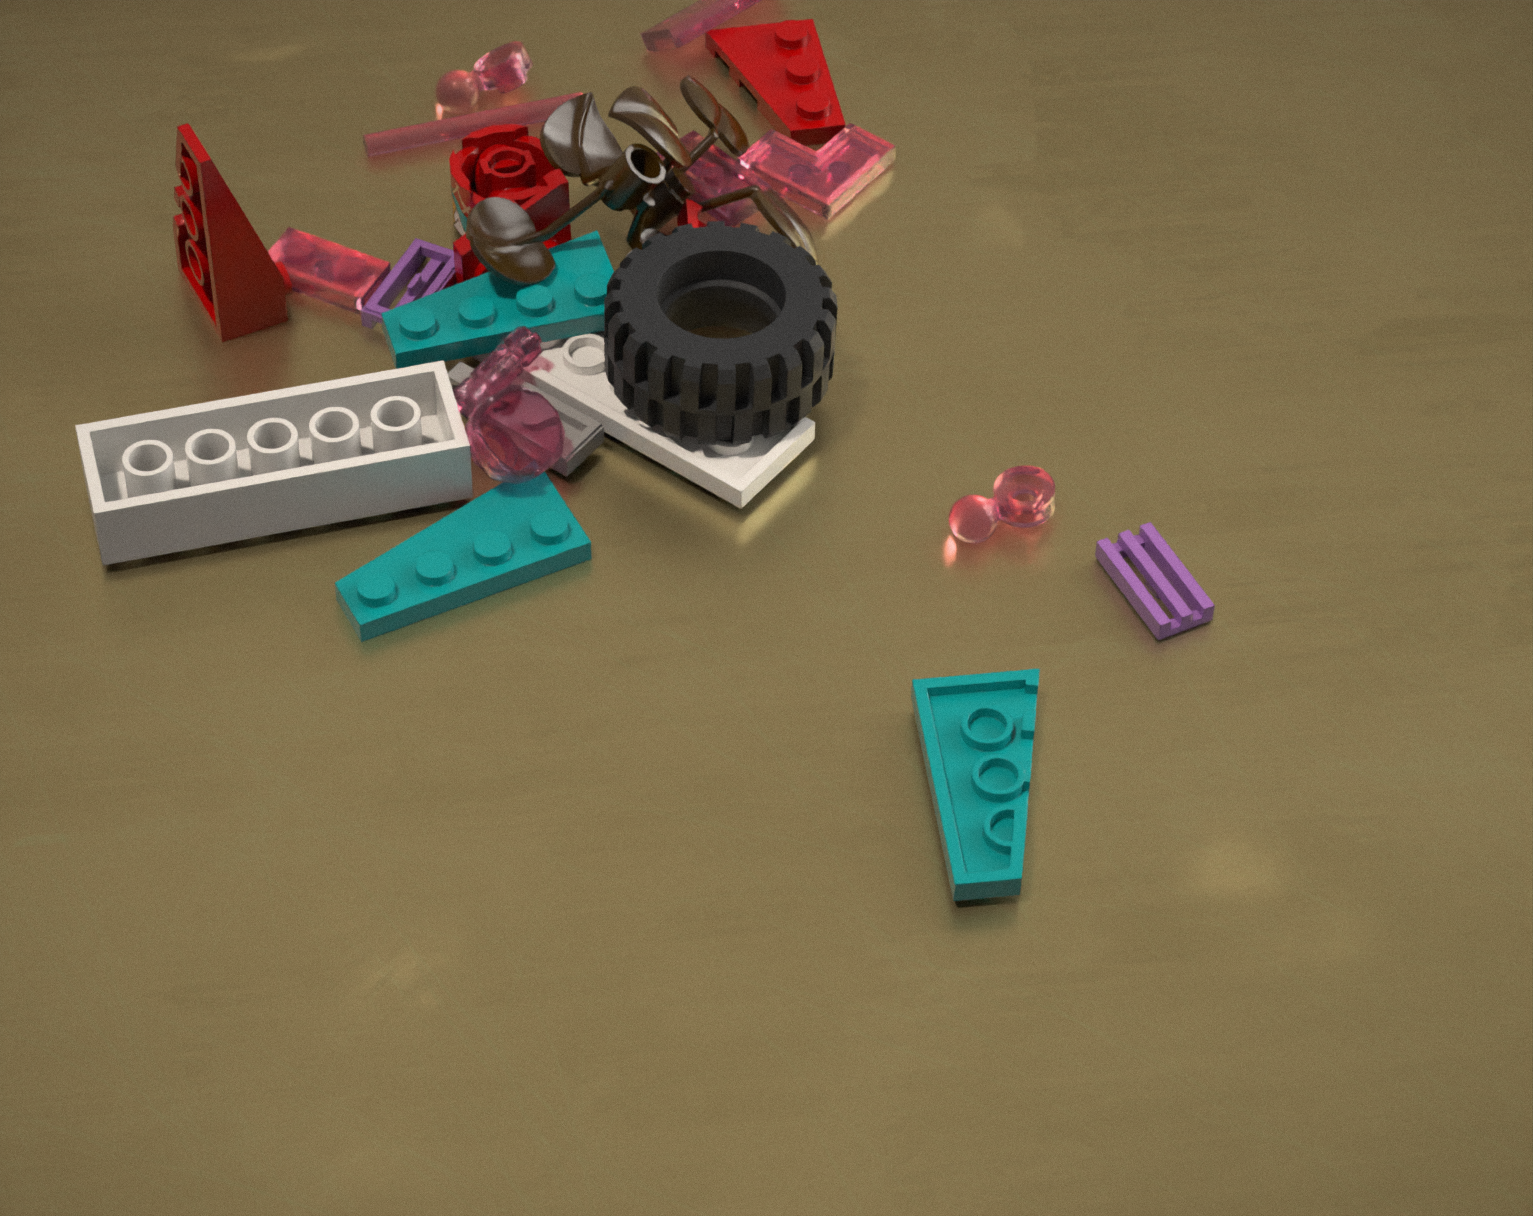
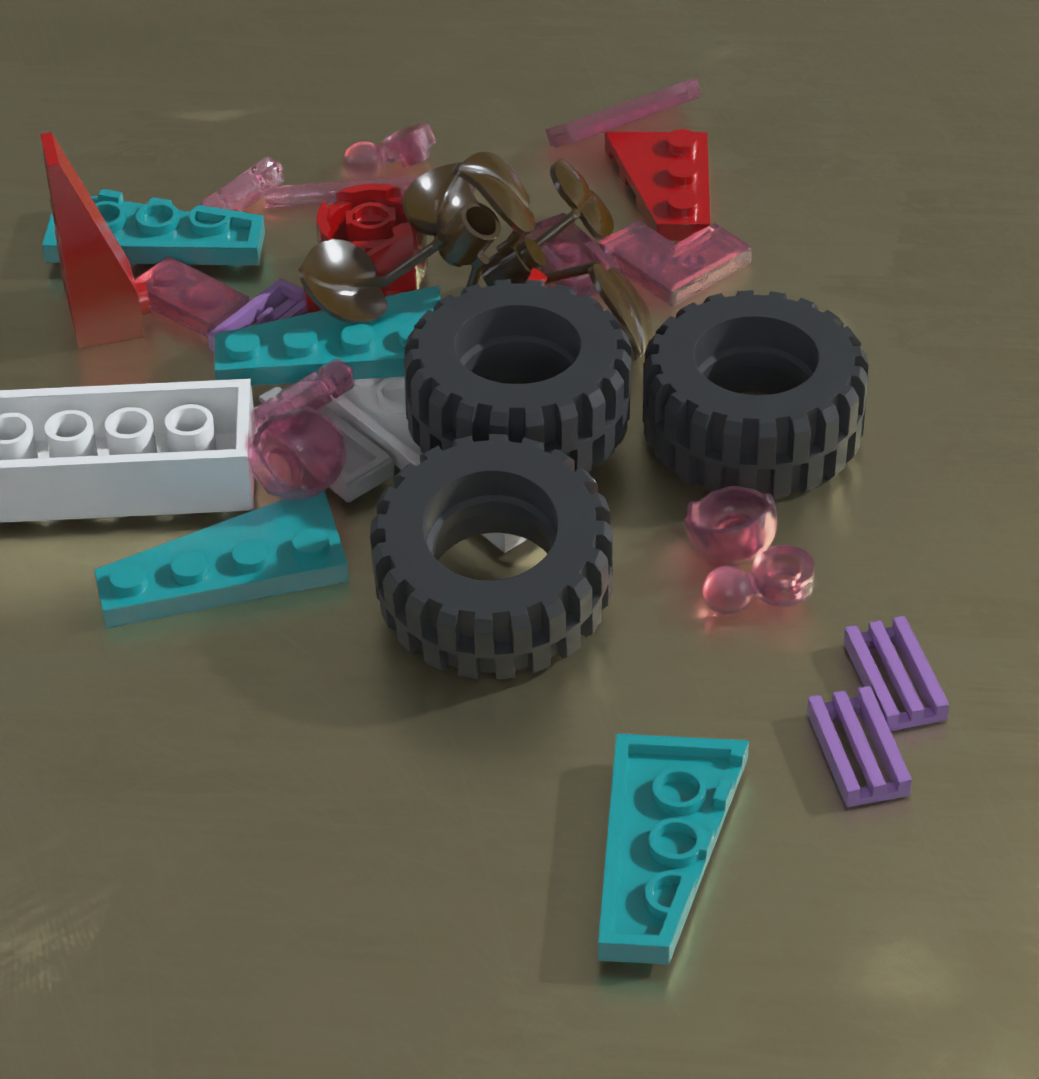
camera: 15 degrees right, 5 degrees down
(274, 200) = (161, 230): none -> teal wing
(339, 143) = (247, 186): none -> clear pink axle
(763, 451) = (485, 491): none -> black tyre
(946, 361) = (757, 346): none -> black tyre
(961, 451) = (731, 525): none -> clear pink hair
(1148, 653) = (846, 710): none -> medium lavender tile

